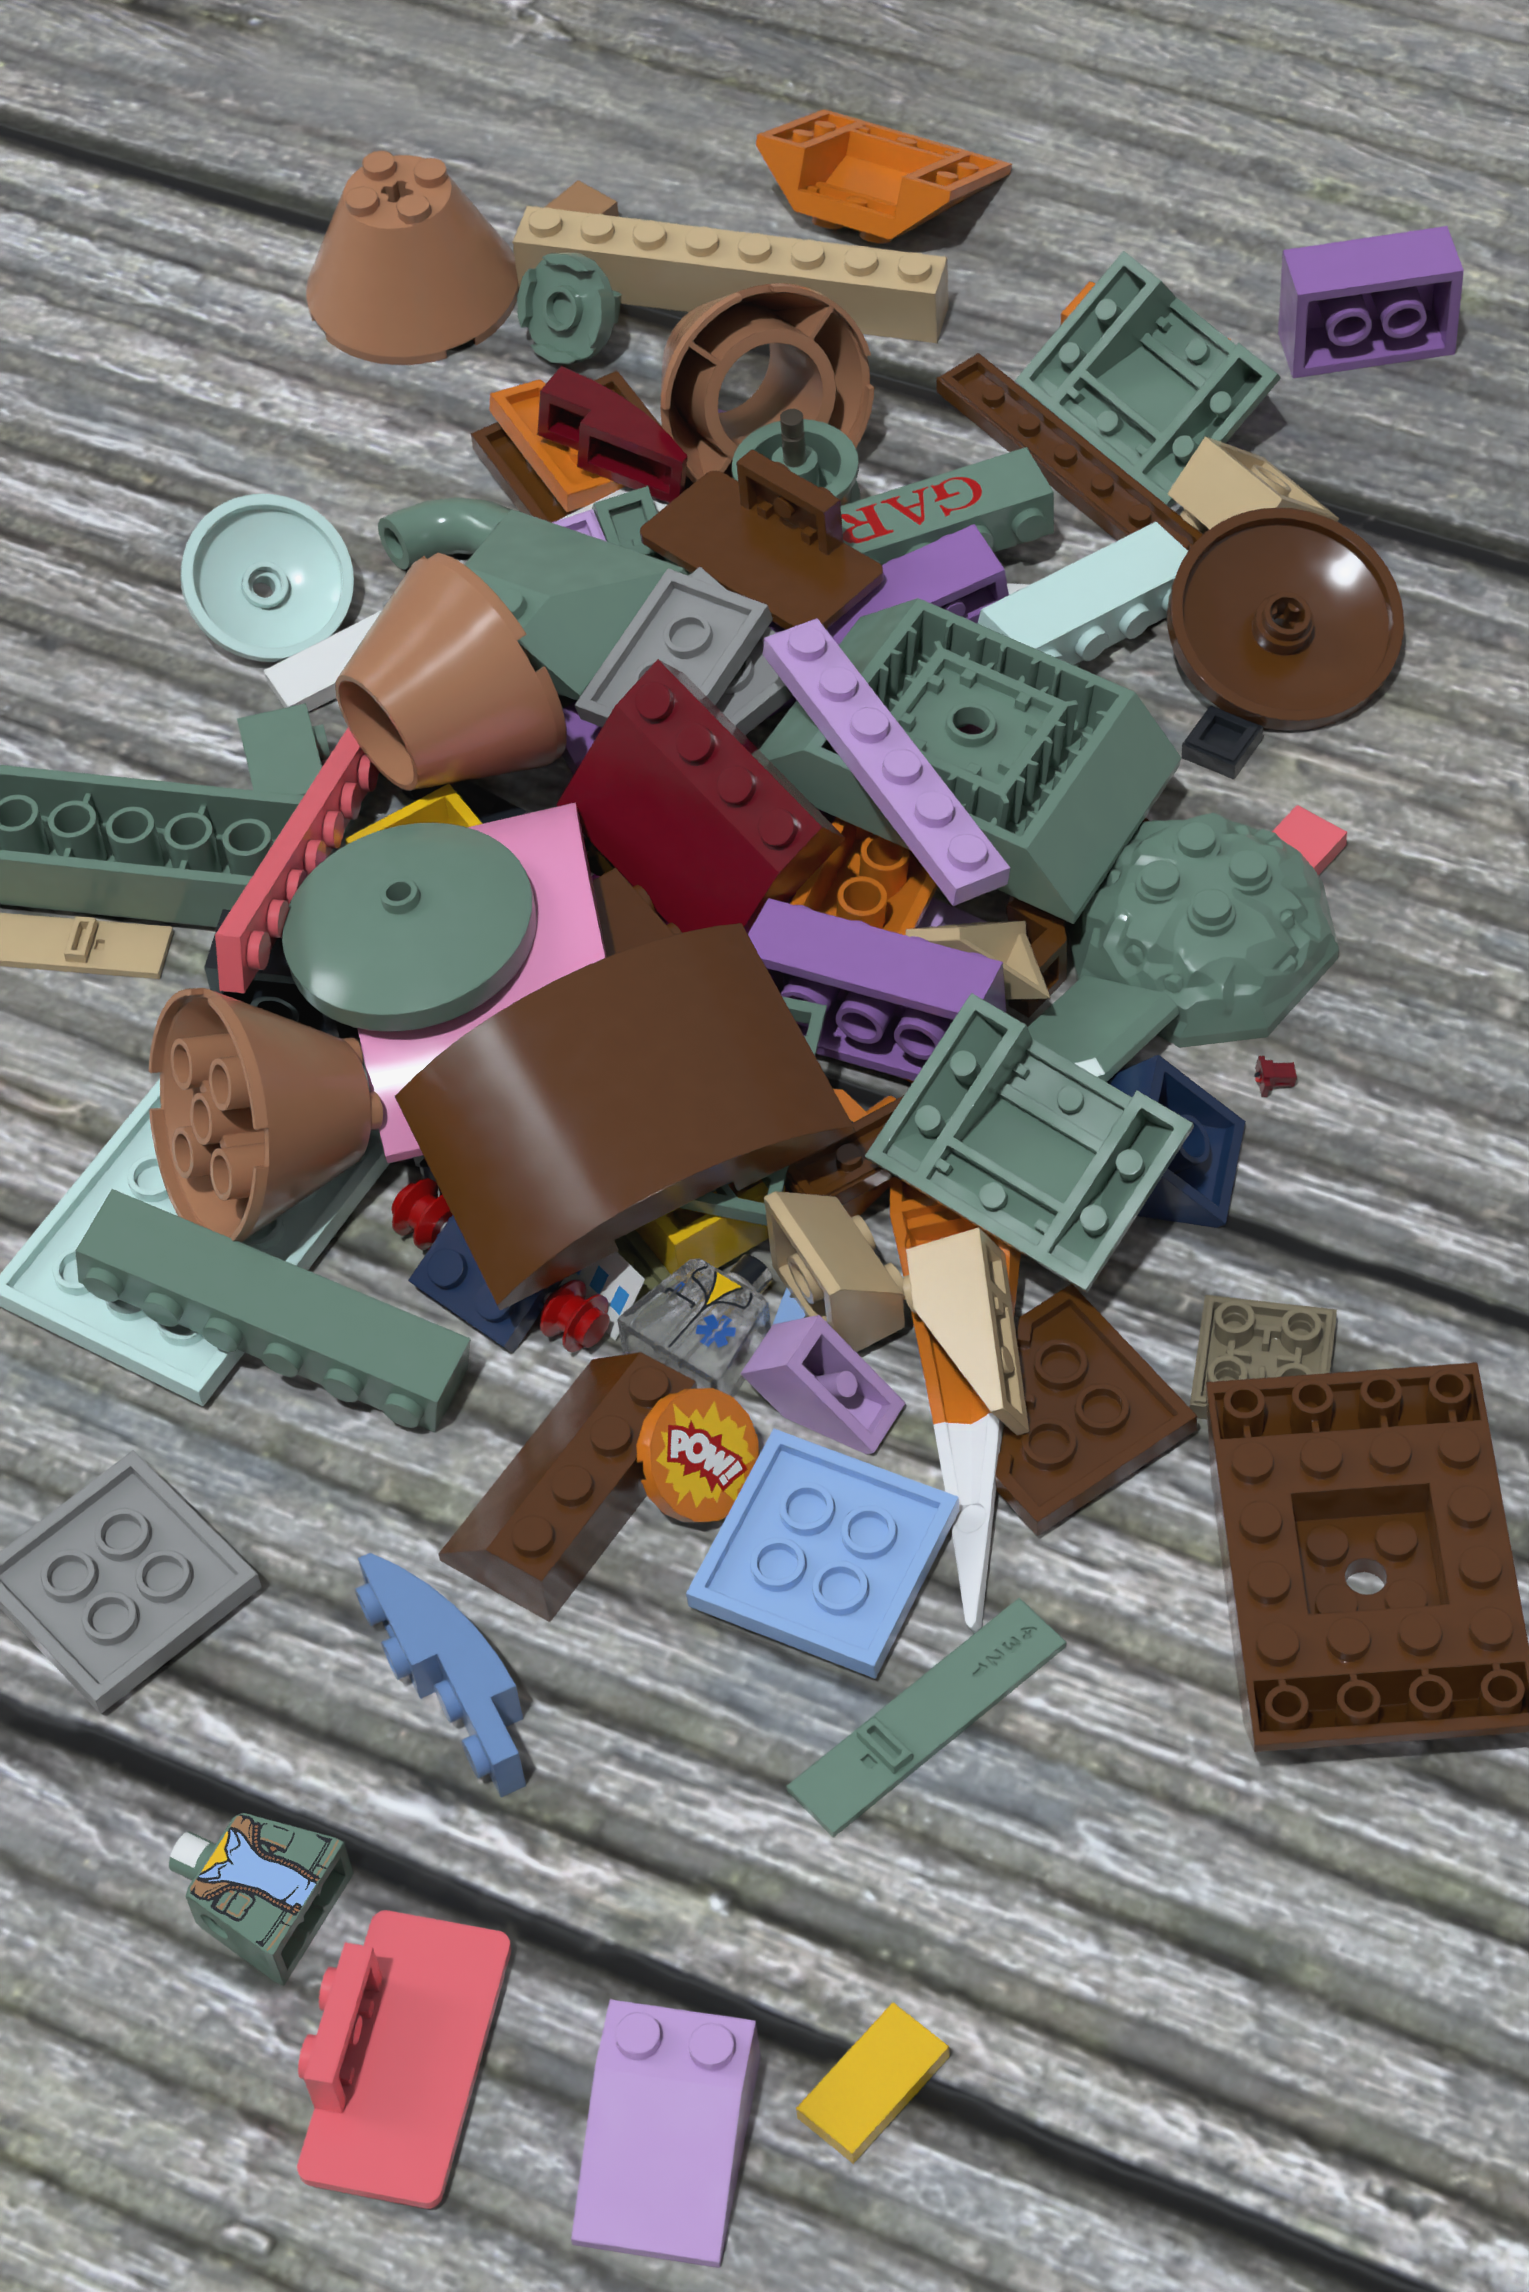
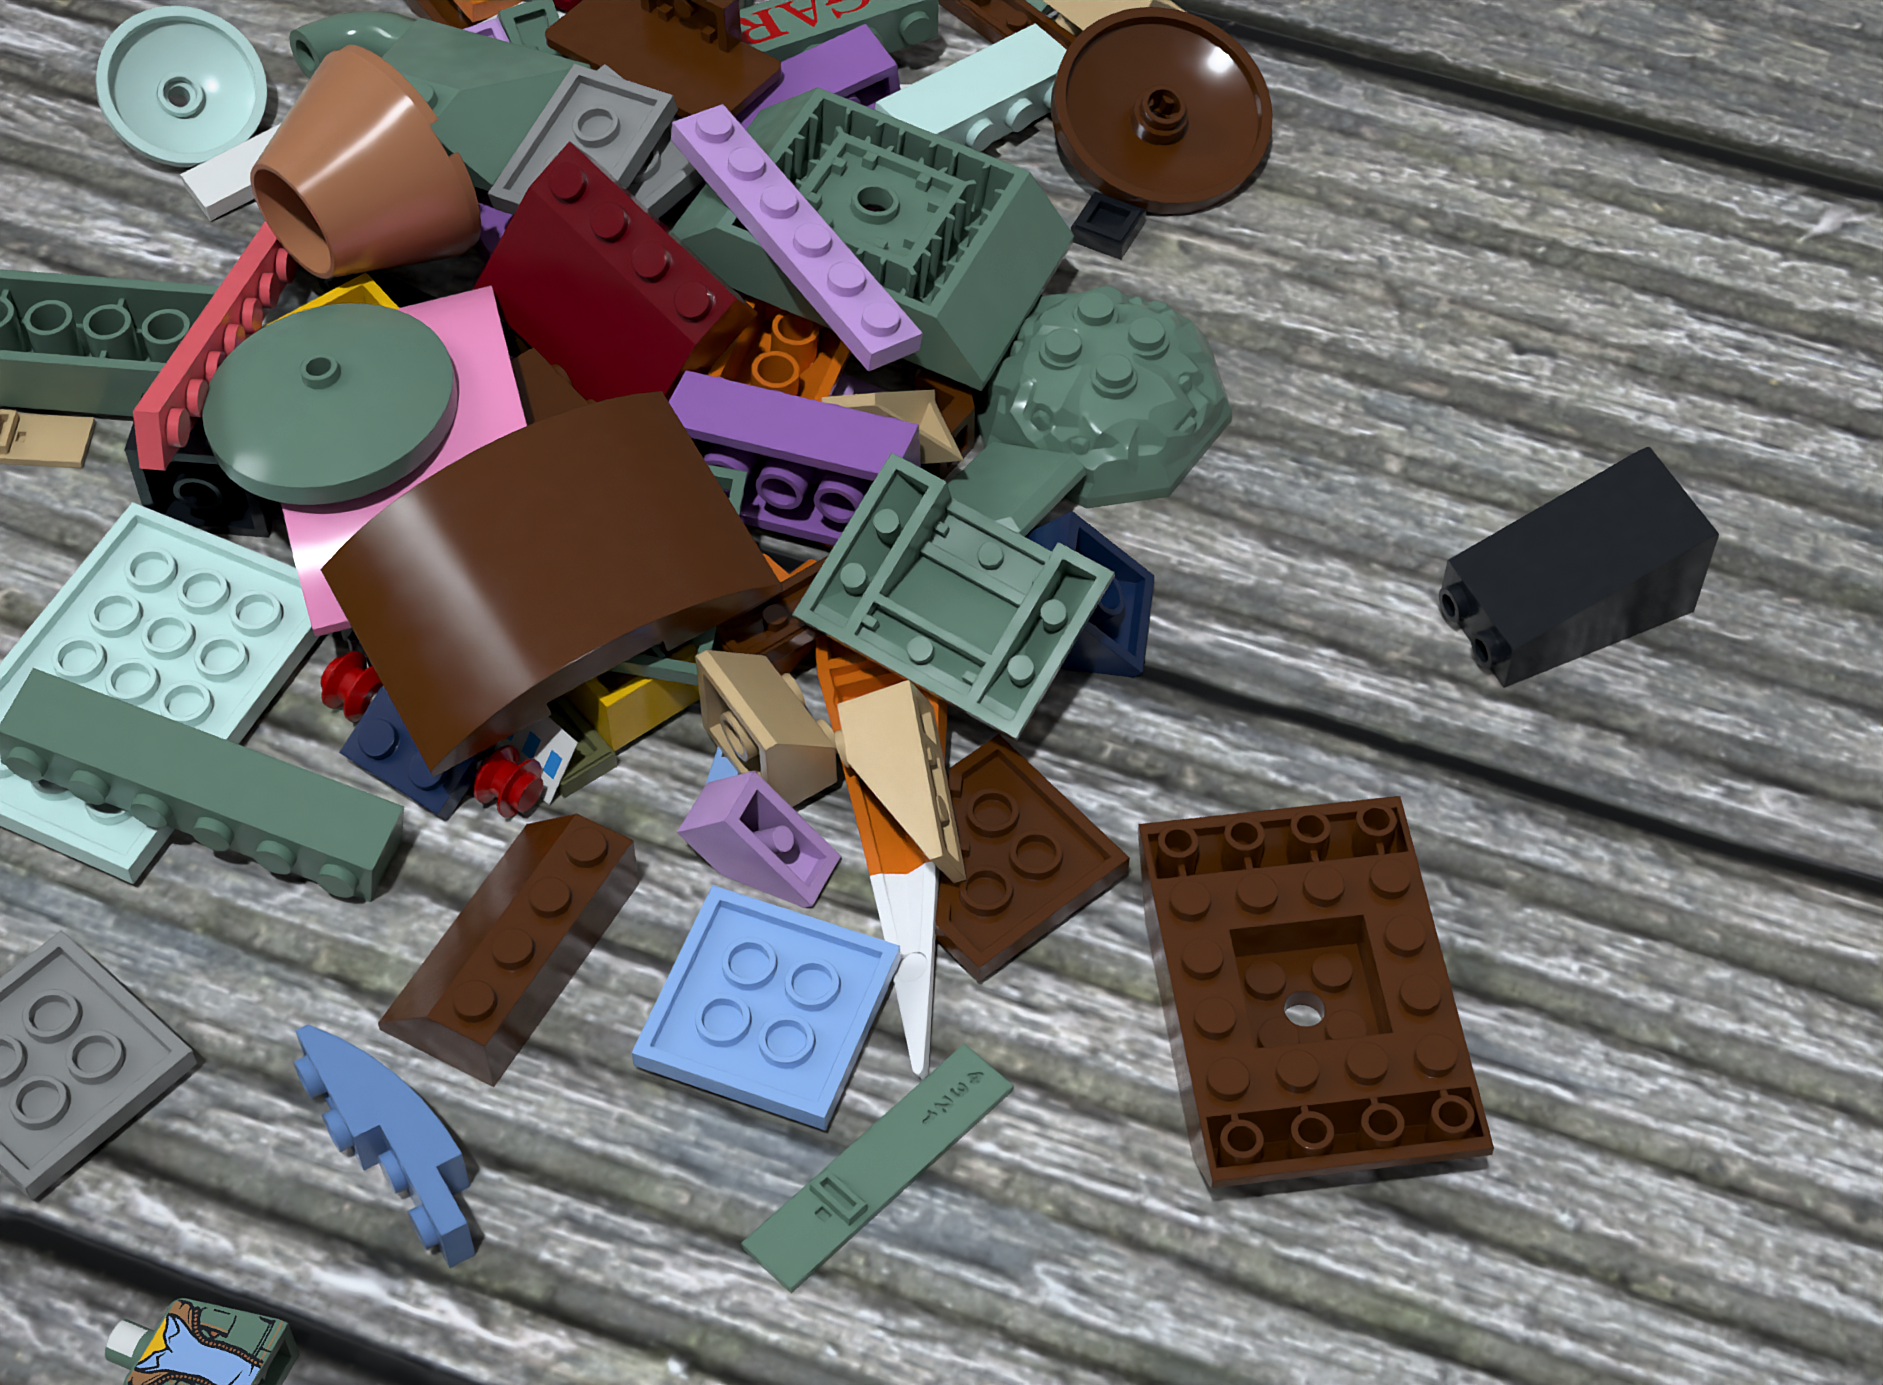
camera: 10 degrees left, 0 degrees up
(252, 1110) = (176, 586): nougat cone -> none
(283, 749) = (200, 244): sand green brick -> none
(696, 1453) = (636, 912): tile -> none
(702, 1321) = (637, 785): clear torso -> none
(1259, 1341) = (1183, 783): dark tan tile -> none
(1273, 1075) = (1178, 531): dark red piece -> none
(1312, 836) = (1201, 307): coral tile -> none

